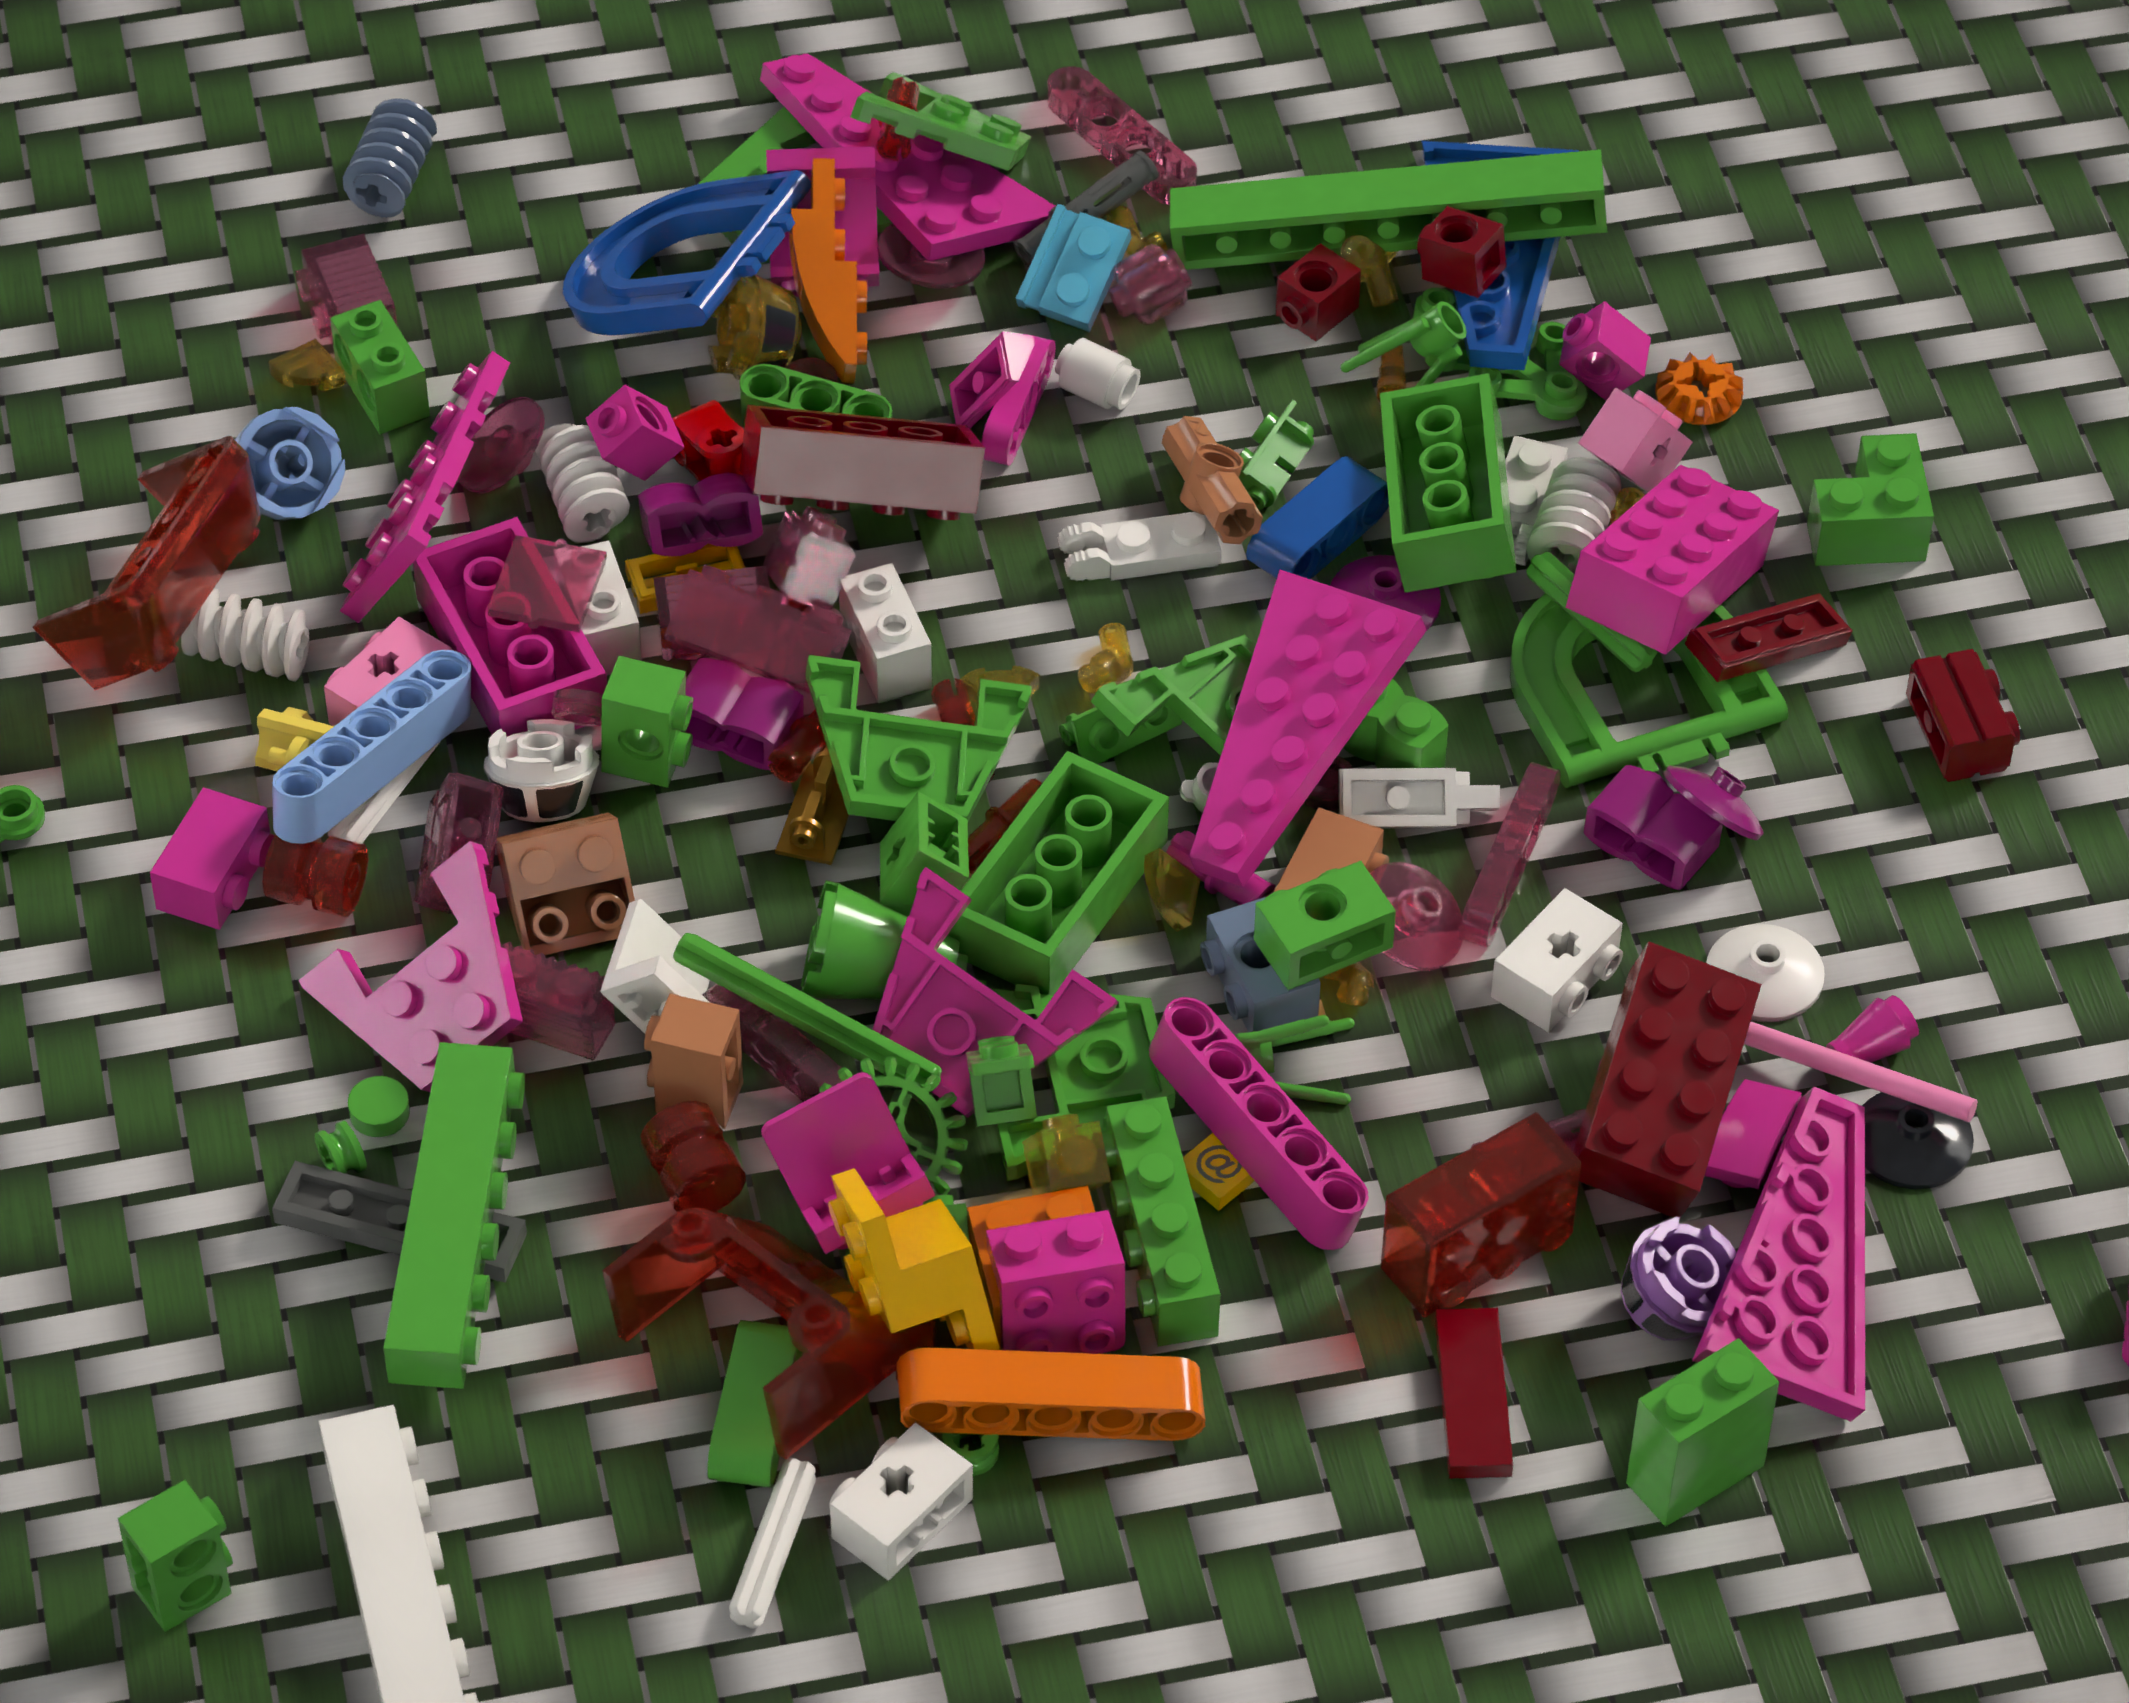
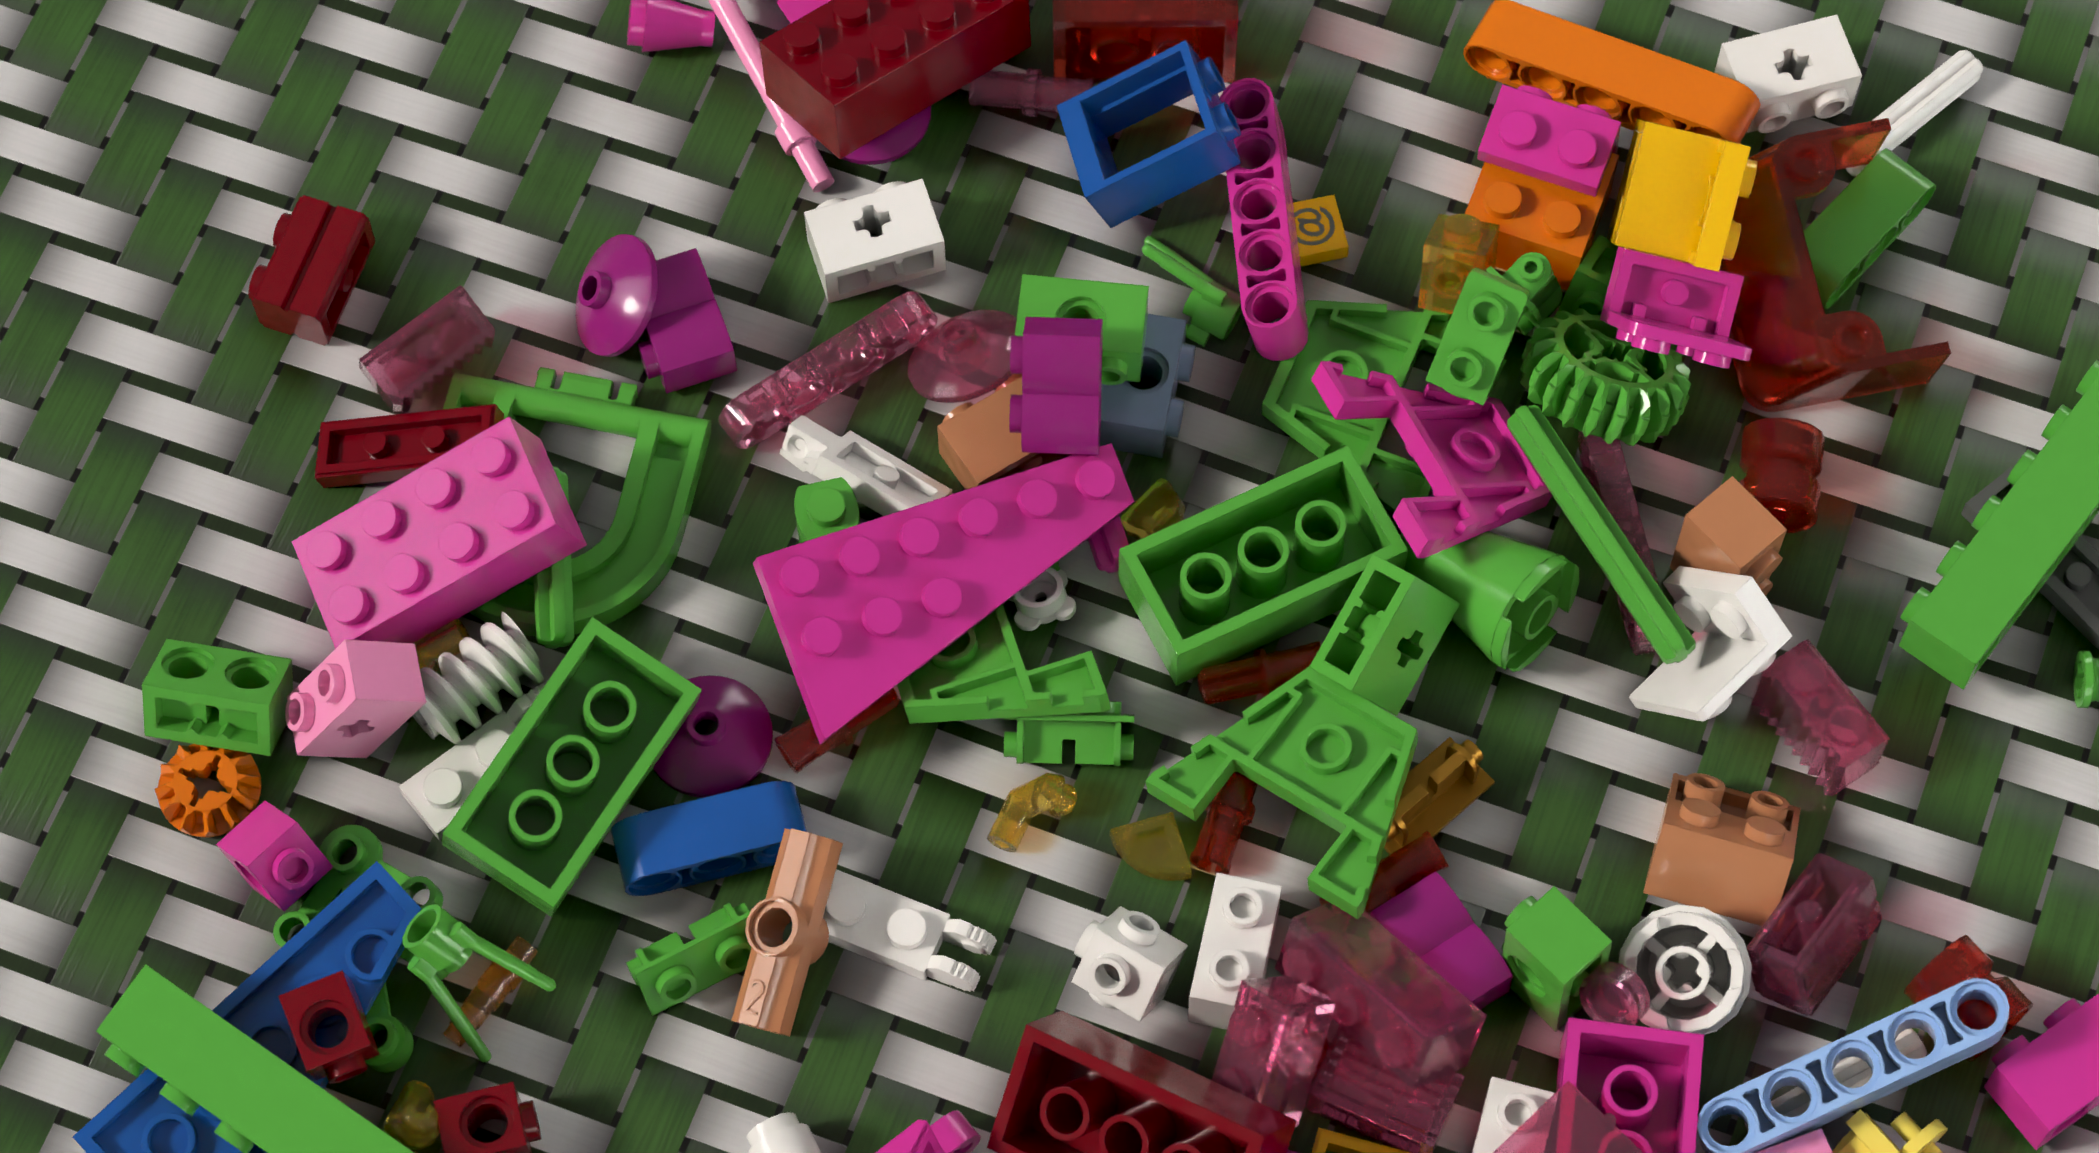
camera: 145 degrees left, 15 degrees up
(378, 1106) = (2029, 721): bright green tile -> none
(448, 994) = (1944, 758): dark pink wing -> none
(940, 571) = (1127, 962): none -> white brick
(994, 1154) = (1536, 275): none -> bright green hinge
(1161, 1222) = (1405, 186): bright green brick -> none
(1299, 848) = (1059, 385): none -> magenta brick
(1404, 1080) = (1131, 98): none -> blue window
(1735, 409) = (217, 697): none -> bright green brick
(1788, 982) = (699, 174): white dish -> none
(1813, 691) = (427, 349): none -> clear pink brick
(1879, 512) = (179, 513): bright green brick -> none

